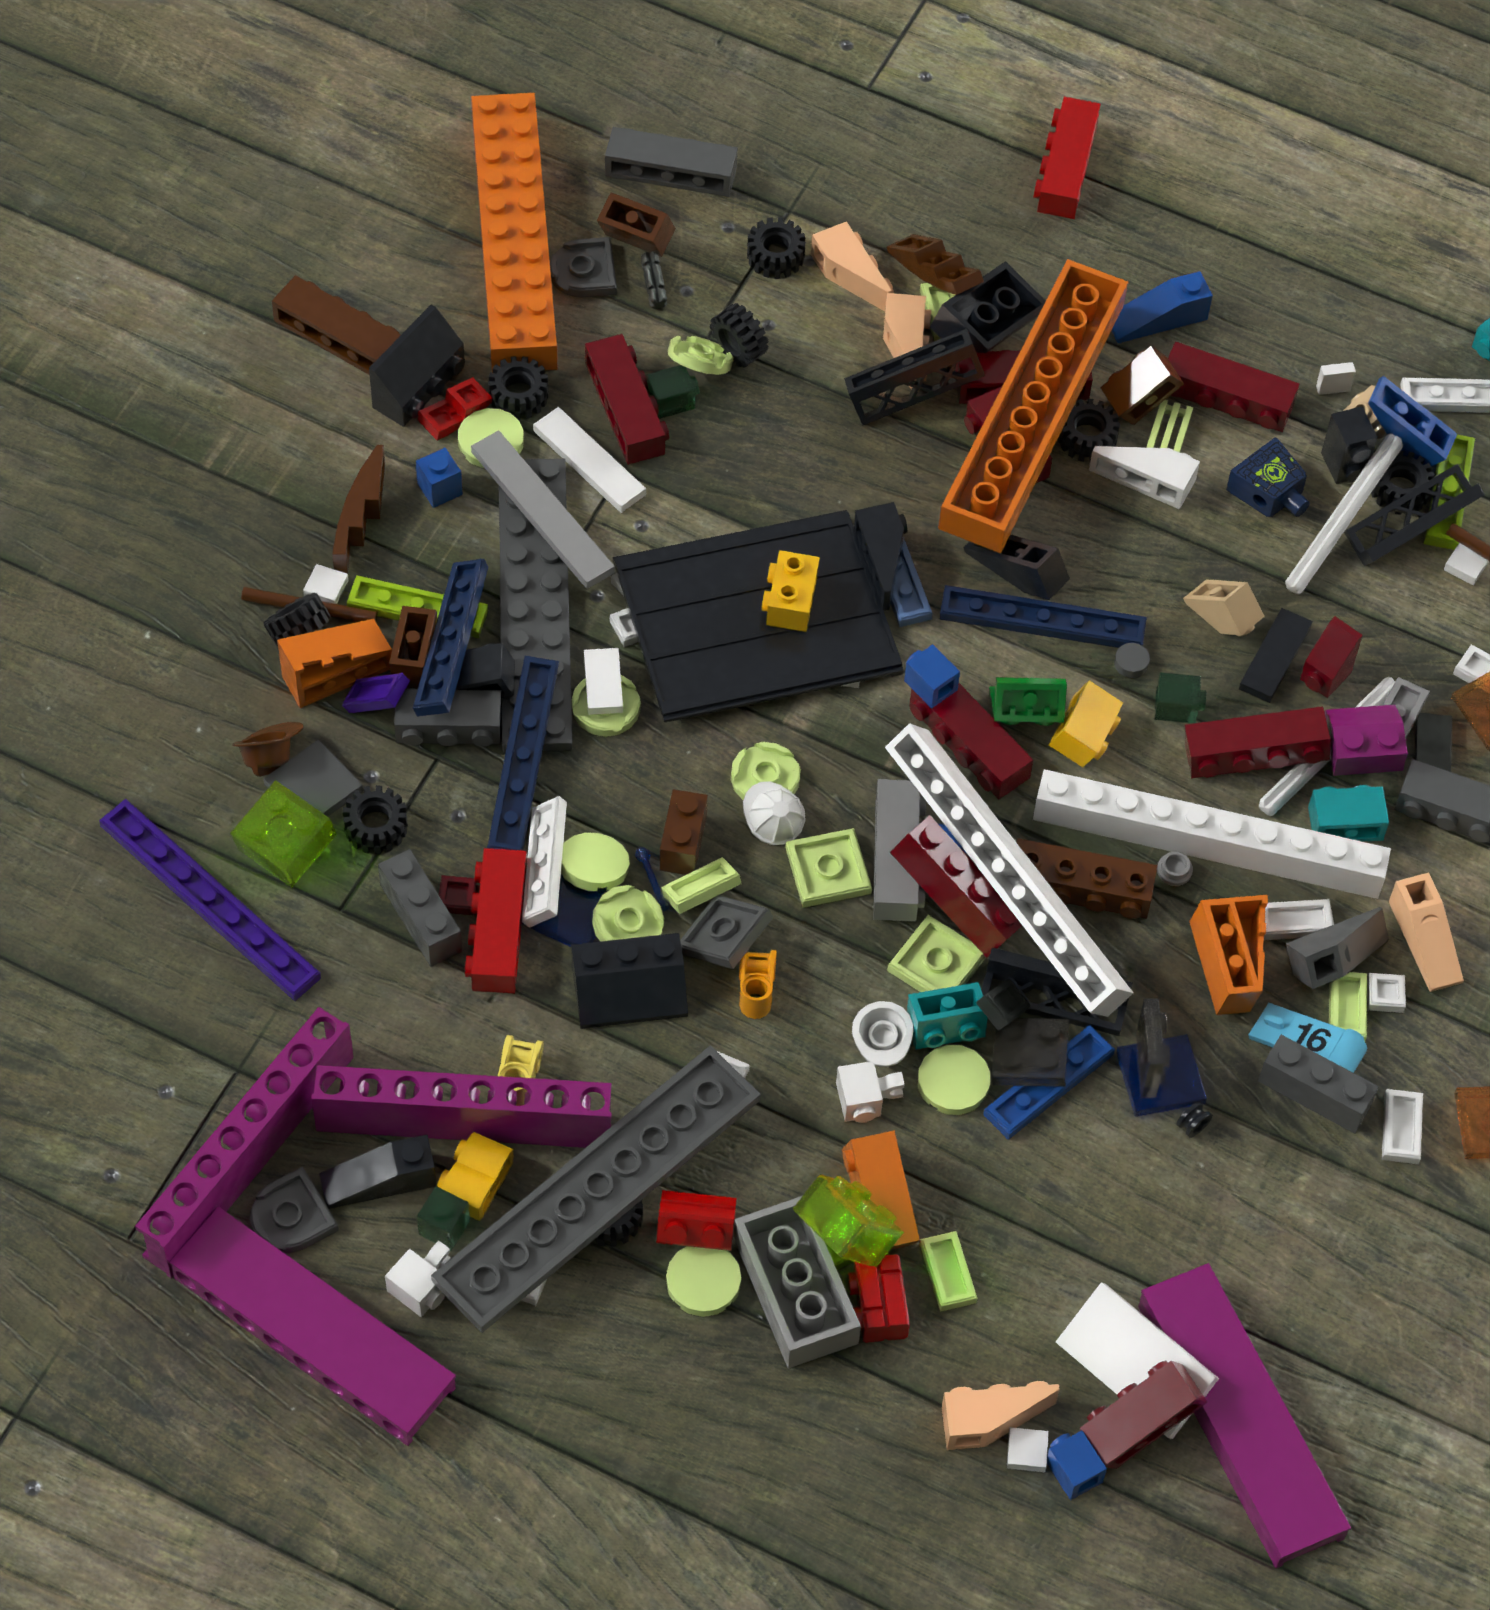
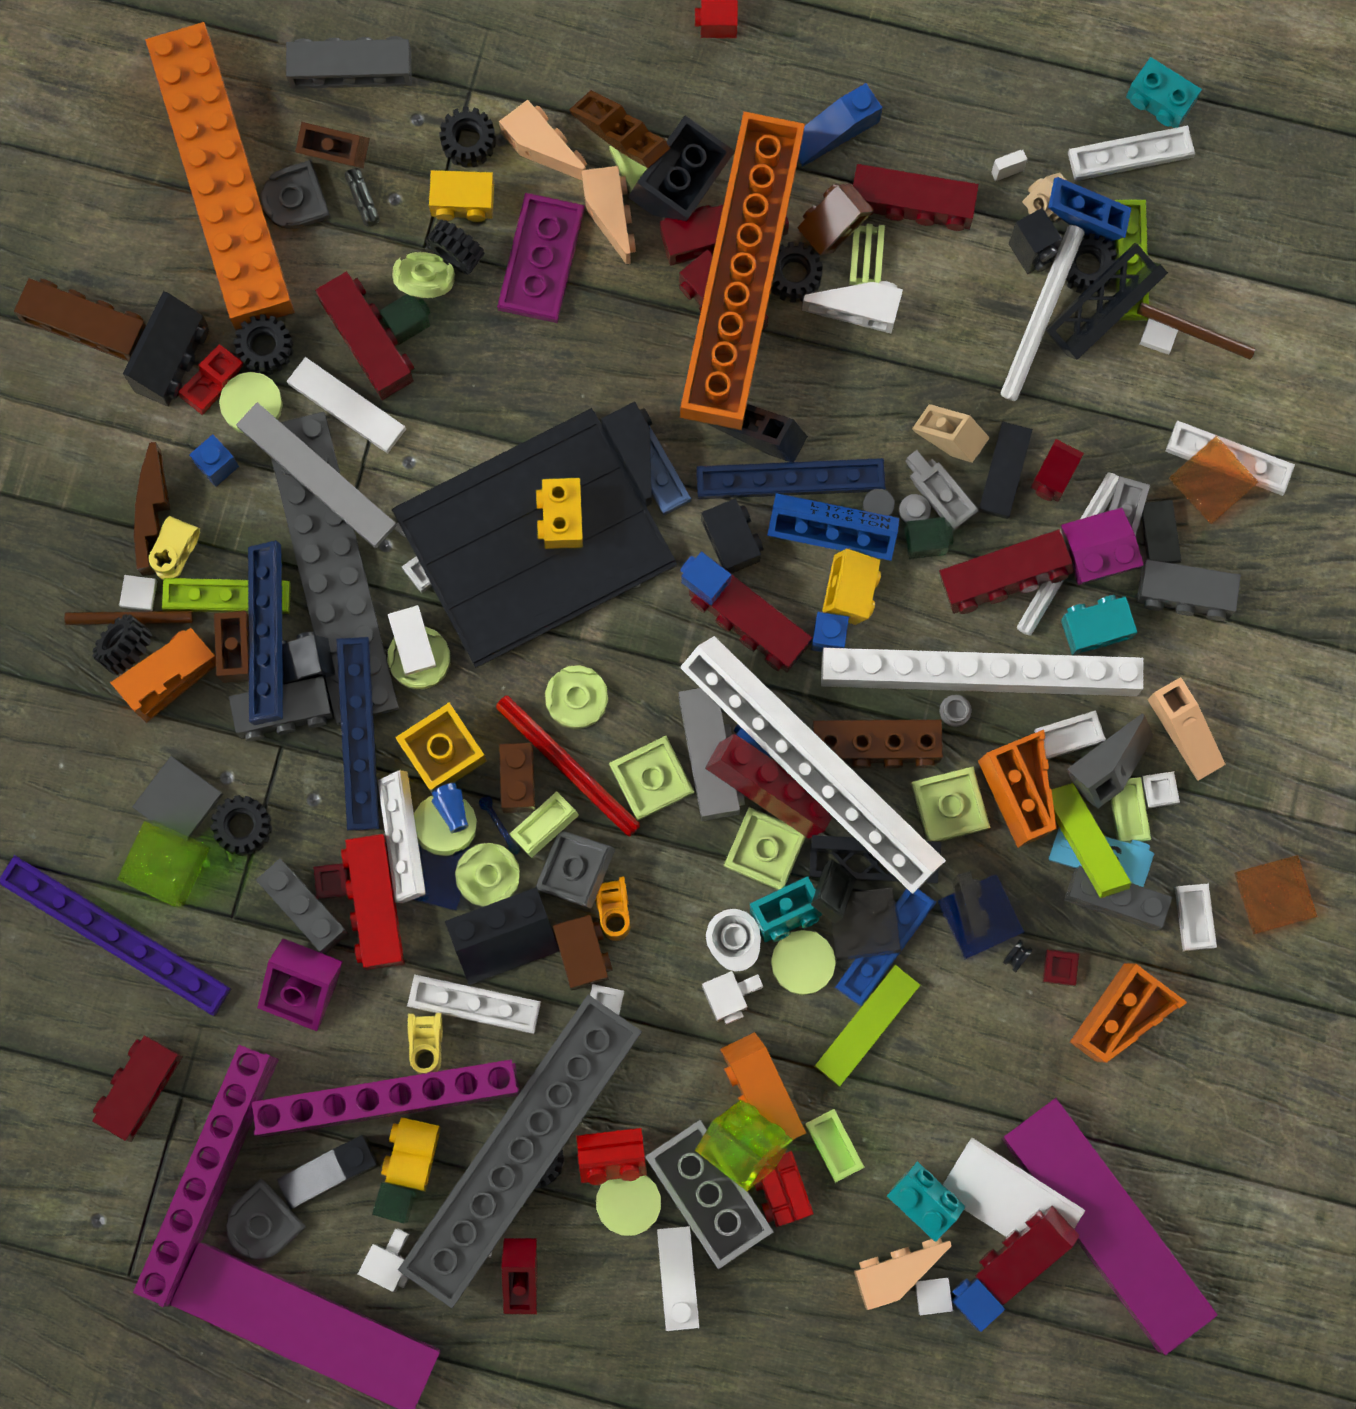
camera: 10 degrees left, 20 degrees up
(192, 1047) = (136, 1088): none -> dark red brick
(268, 747) = (128, 774): reddish brown piece -> none
(374, 548) = (175, 543): none -> light yellow piece
(375, 693) = (211, 701): dark purple tile -> none
(395, 983) = (299, 984): none -> magenta slope
(563, 1325) = (519, 1275): none -> dark red slope
(582, 1046) = (474, 1004): none -> white tile
(604, 837) = (450, 805): none -> blue cone
(609, 786) = (441, 748): none -> yellow brick
(712, 1013) = (581, 952): none -> reddish brown brick
(740, 1370) = (678, 1278): none -> white slope
(742, 838) = (567, 765): none -> red axle
(760, 291) = (461, 195): none -> yellow brick
(773, 813) = (592, 736): white piece -> none
(815, 381) = (541, 257): none -> magenta tile
(913, 366) = (621, 254): black fence -> none
(967, 647) = (731, 536): none -> black brick
(1011, 1157) = (867, 1025): none -> lime tile
(1028, 700) = (795, 577): green bracket -> none
(1040, 1341) = (926, 1201): none -> teal brick
(1053, 756) = (829, 631): none -> blue brick
(1078, 663) = (833, 526): none -> blue brick
(1152, 959) = (950, 805): none -> yellowish green tile
(1169, 664) = (914, 508): none -> light grey plate
(1202, 657) = (940, 490): none -> light grey hinge
(1240, 1145) = (1060, 968): none -> dark red tile
(1270, 481) = (969, 290): dark blue torso -> none
(1296, 1015) = (1088, 842): none -> lime tile
(1306, 1196) = (1124, 1013): none -> orange wedge

